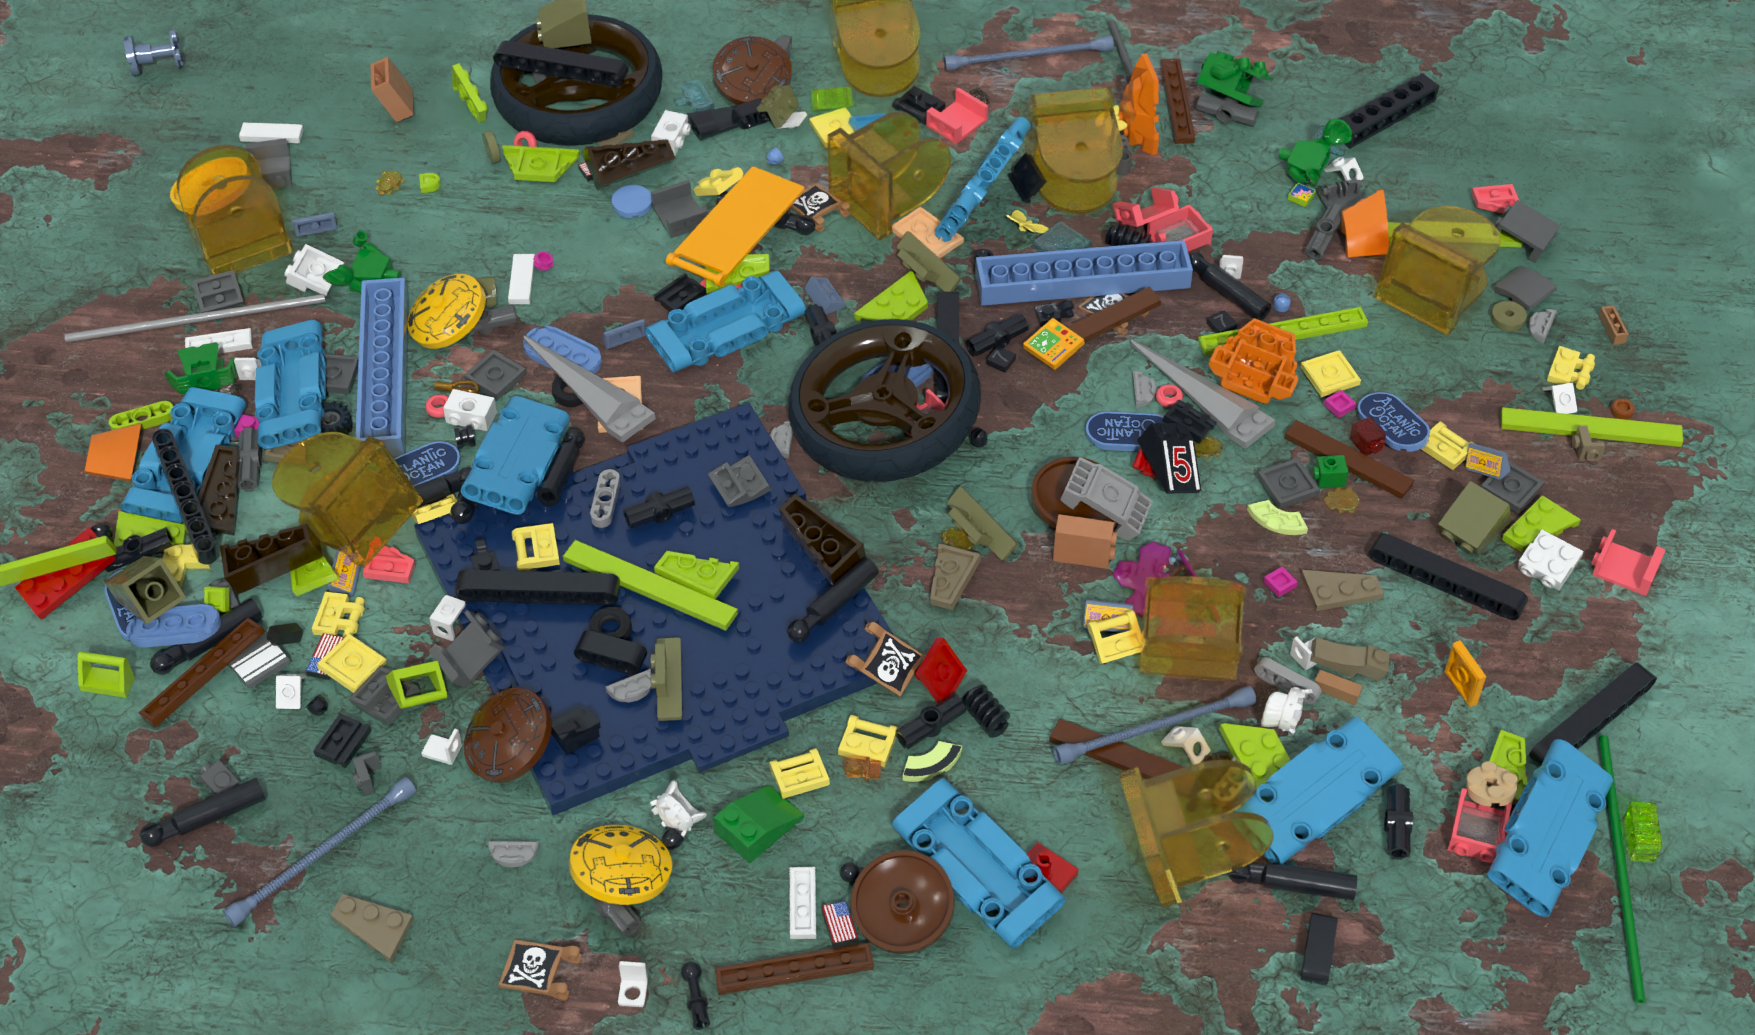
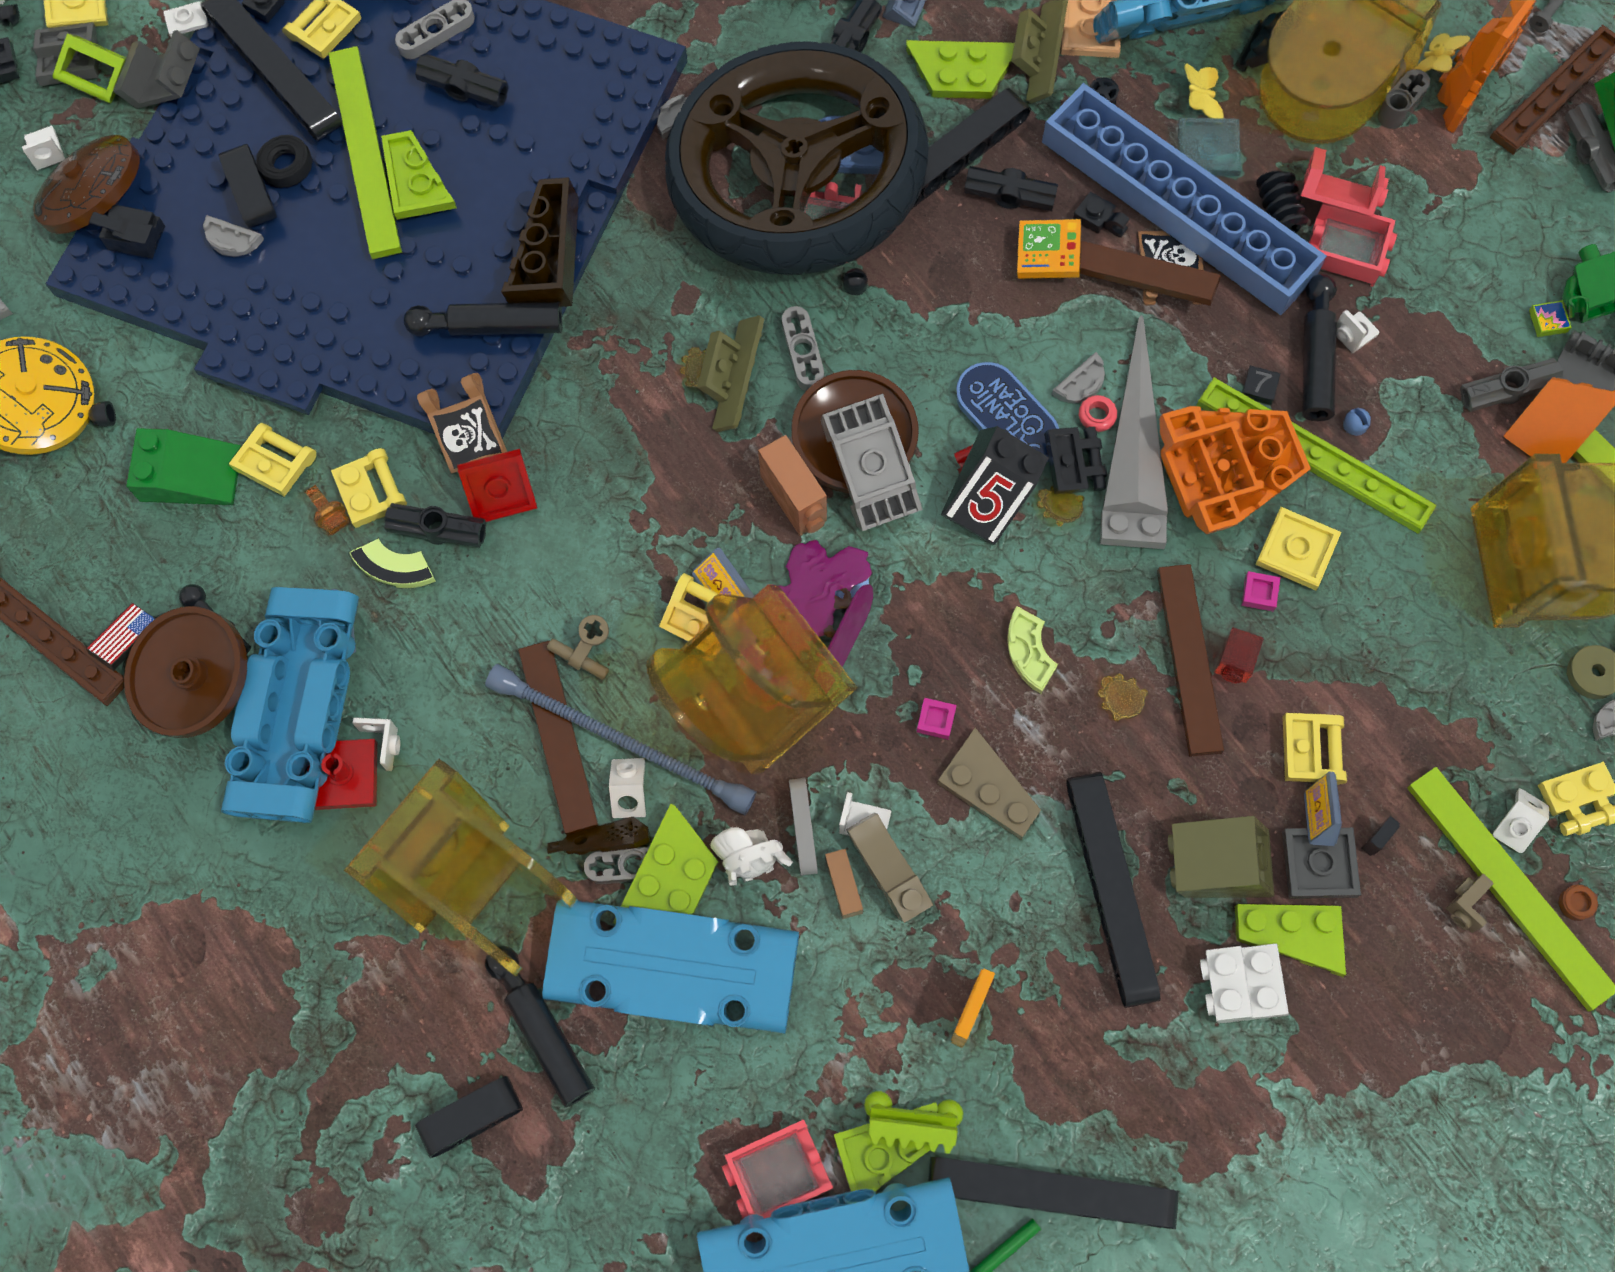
camera: 50 degrees right, 20 degrees up
(667, 678) = (260, 253): olive bracket -> none
(676, 810) = (127, 391): white hair -> none
(739, 482) = (564, 120): dark grey slope -> none
(802, 903) = (128, 583): white tile -> none
(952, 575) = (648, 399): dark tan wing -> none
(986, 710) = (491, 564): black piece -> none
(1000, 495) = (806, 336): none -> light grey beam
(1001, 359) = (985, 218): black tile -> none
(1046, 833) = (391, 741): none -> white bracket
(1079, 700) = (578, 657): none -> dark tan piece
(1288, 483) = (1087, 624): dark grey plate -> none
(1330, 471) = (1145, 654): green brick -> none
(1398, 821) = (710, 1080): black piece -> none
(1401, 424) = (1289, 666): tile -> none
(1488, 773) = (849, 1134): tan plate -> none
(1504, 747) = (913, 1124): none -> lime gear
(1520, 452) = (1381, 836): none -> black tile
(1626, 566) = (1326, 1074): coral panel -> none

